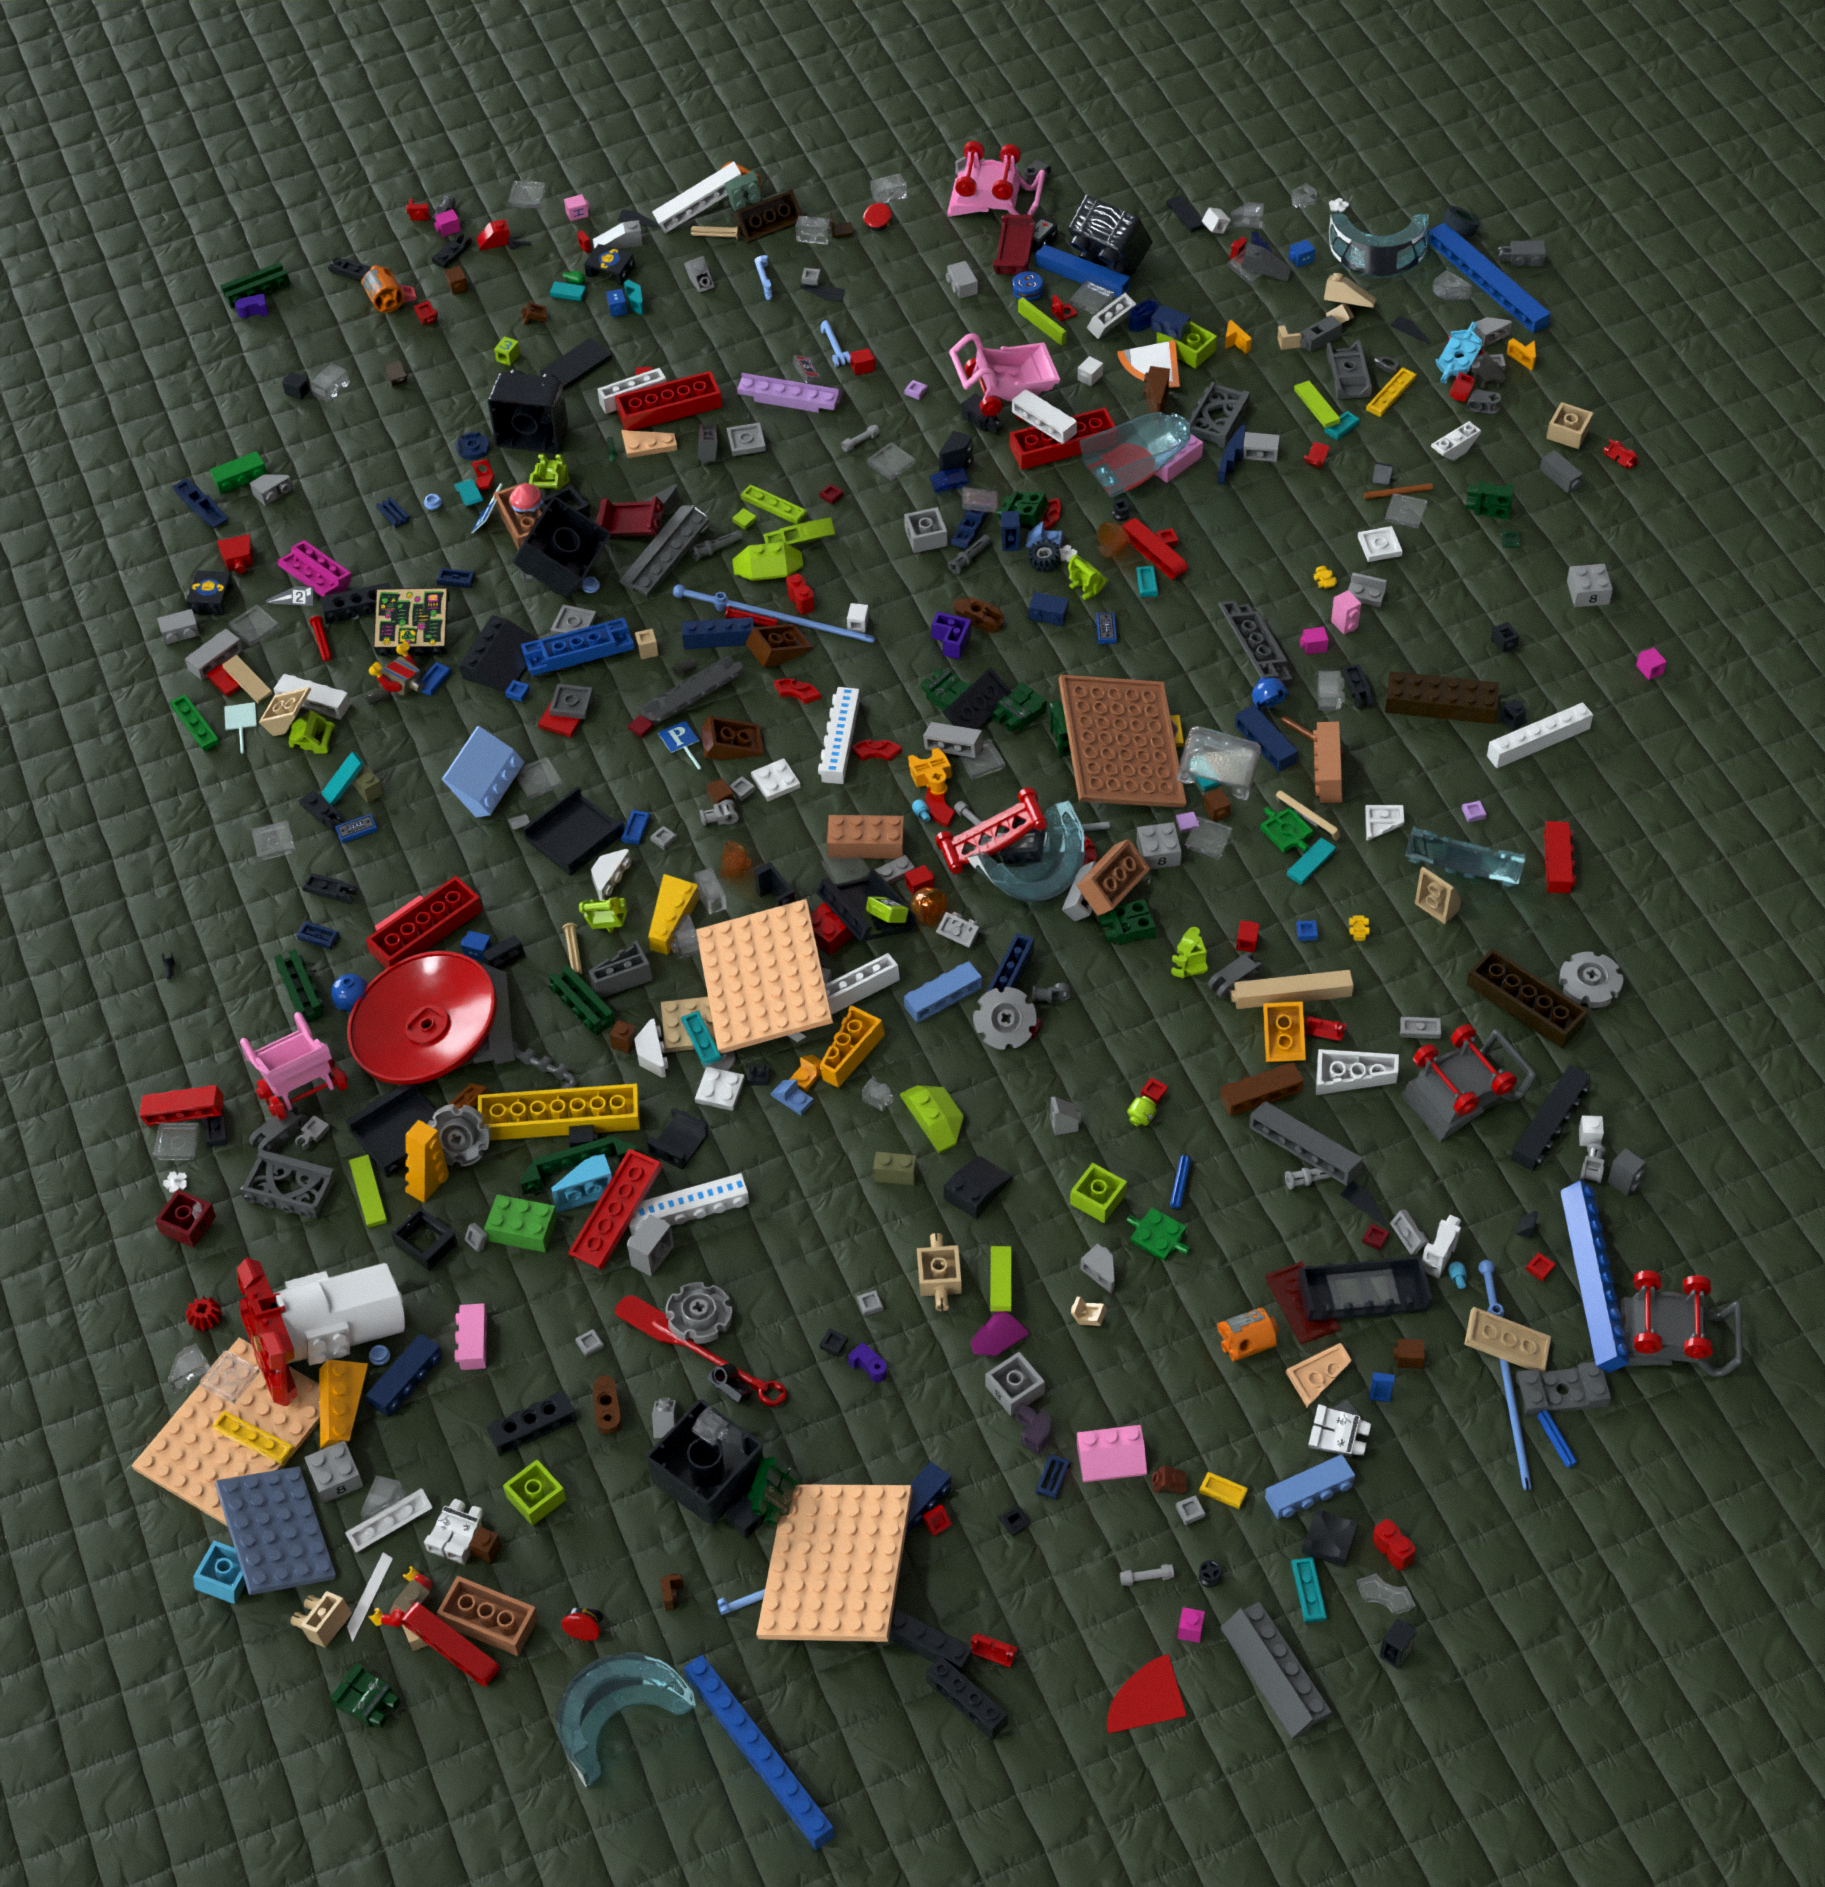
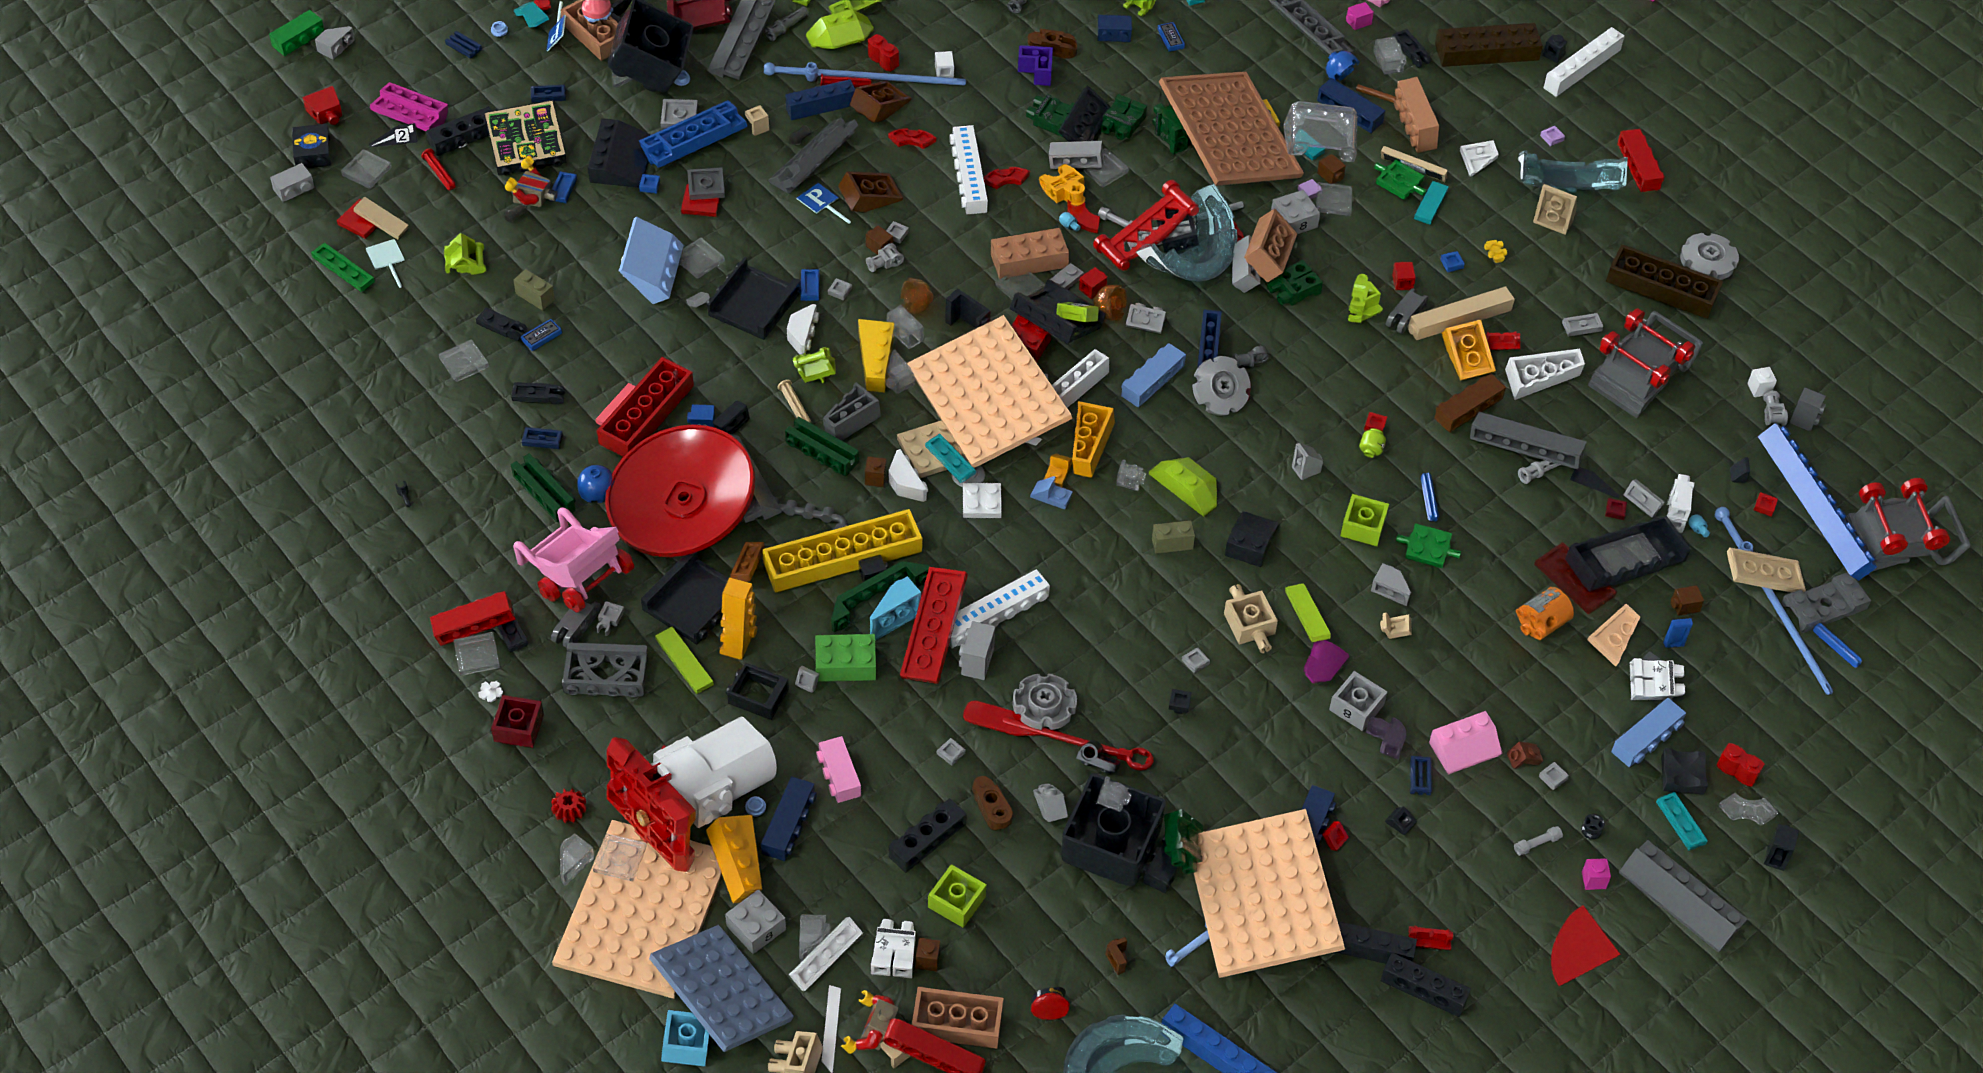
camera: 20 degrees left, 0 degrees up
(200, 503) = (270, 68): dark blue slope -> none
(213, 653) = (337, 201): light grey brick -> none
(253, 1438) = (665, 908): yellow tile -> none
(283, 711) = (434, 238): tan slope -> none
(320, 699) = (451, 222): white brick -> none
(342, 778) = (515, 290): teal tile -> none
(461, 1133) = (772, 585): light grey piece -> none
(640, 726) = (779, 195): dark red tile -> none
(679, 1139) = (963, 550): black panel -> none
(758, 1075) = (1013, 481): black tile -> none
(775, 779) = (924, 219): white plate -> none
(869, 1362) = (1217, 711): dark purple leg -> none
(1223, 1490) = (1574, 753): yellow tile -> none
(1551, 1117) = (1723, 378): black brick -> none

